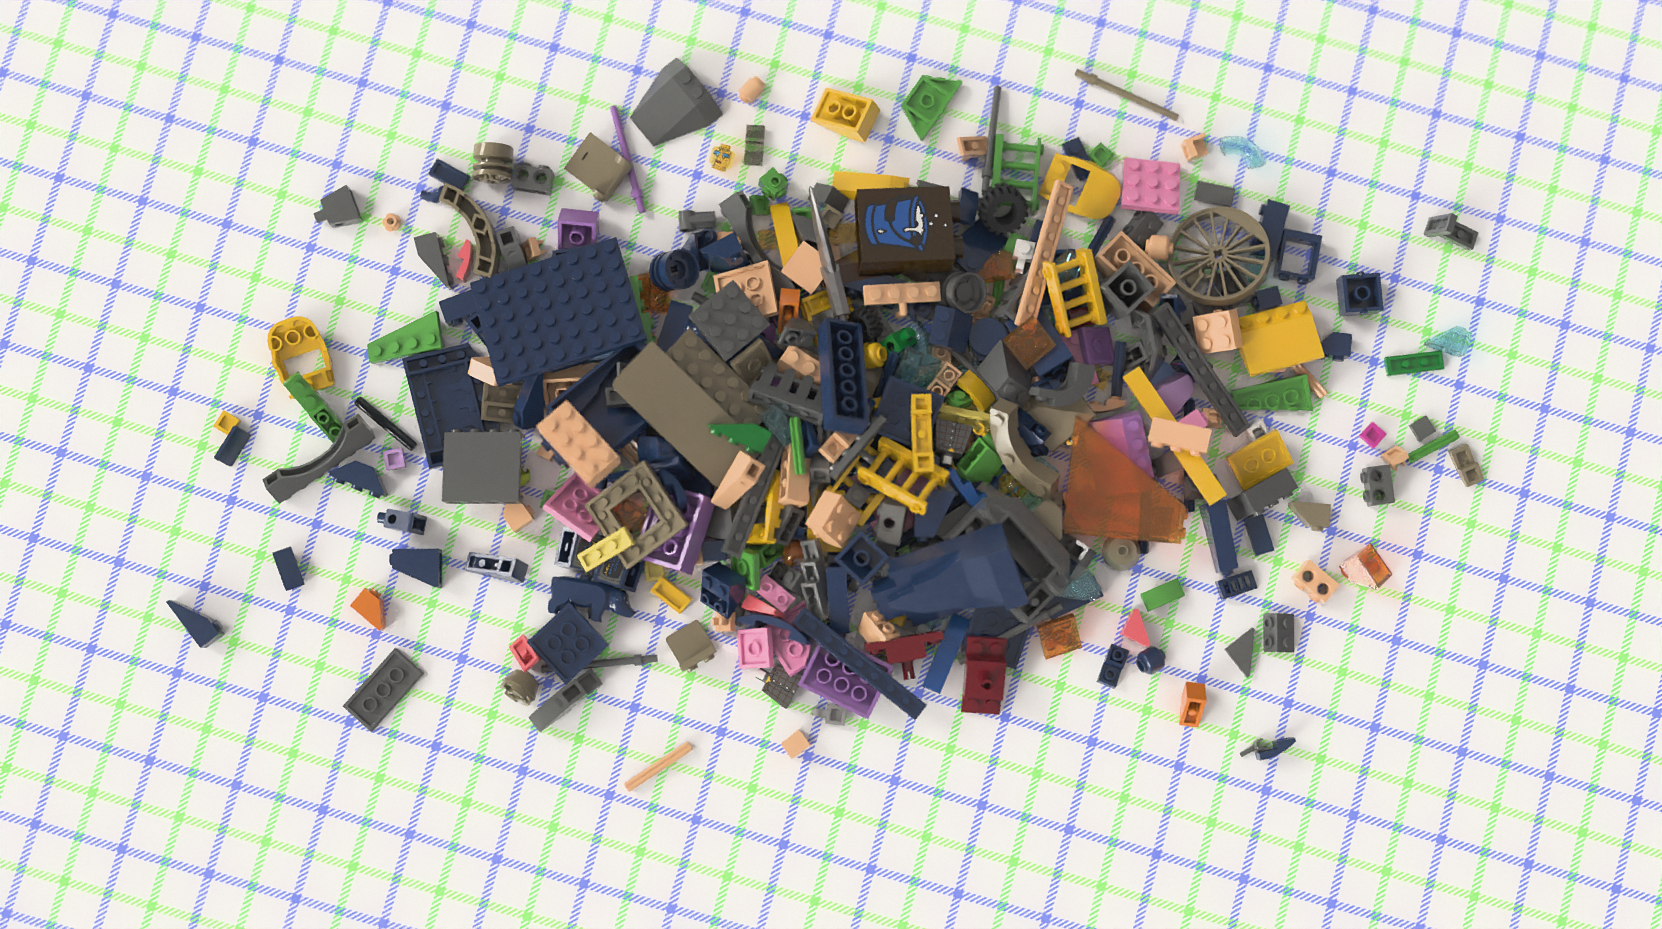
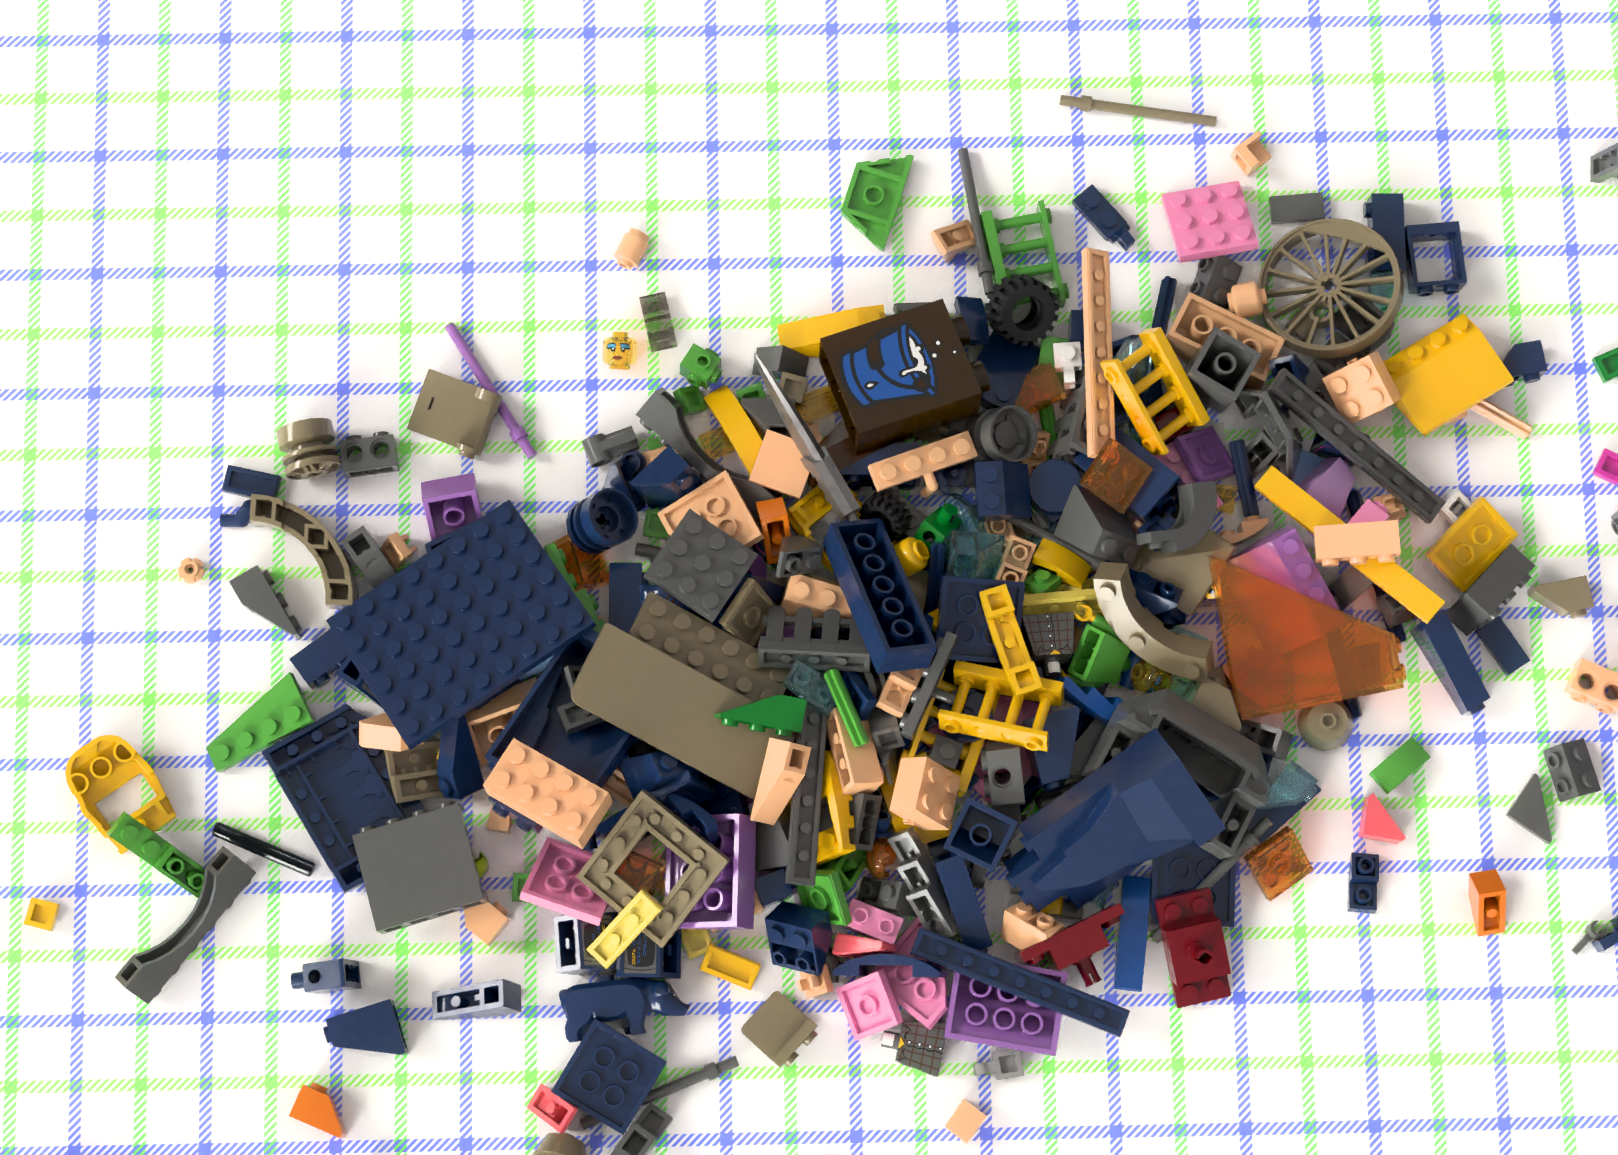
camera: 15 degrees left, 5 degrees down
(232, 446) = (58, 943): dark blue slope -> none
(288, 568) = (186, 1090): dark blue slope -> none
(339, 209) = (113, 573): dark grey torso -> none
(361, 477) = (251, 933): dark blue slope -> none
(394, 459) = (290, 894): lavender plate -> none
(466, 255) = (308, 586): coral slope -> none
(674, 105) = (533, 299): dark grey wedge -> none
(846, 114) = (770, 244): yellow slope -> none
(1099, 192) = (1143, 253): yellow slope -> none
(1100, 155) = (1129, 201): bright green tile -> none
(1151, 660) = (1412, 859): dark blue head -> none
(1222, 590) = (1476, 733): dark blue slope -> none
(1243, 147) = (1317, 136): clear light blue cylinder -> none
(1266, 299) = (1412, 327): dark blue brick -> none
(1280, 394) = (1469, 449): bright green wing -> none
(1359, 294) = (1533, 284): dark blue brick -> none

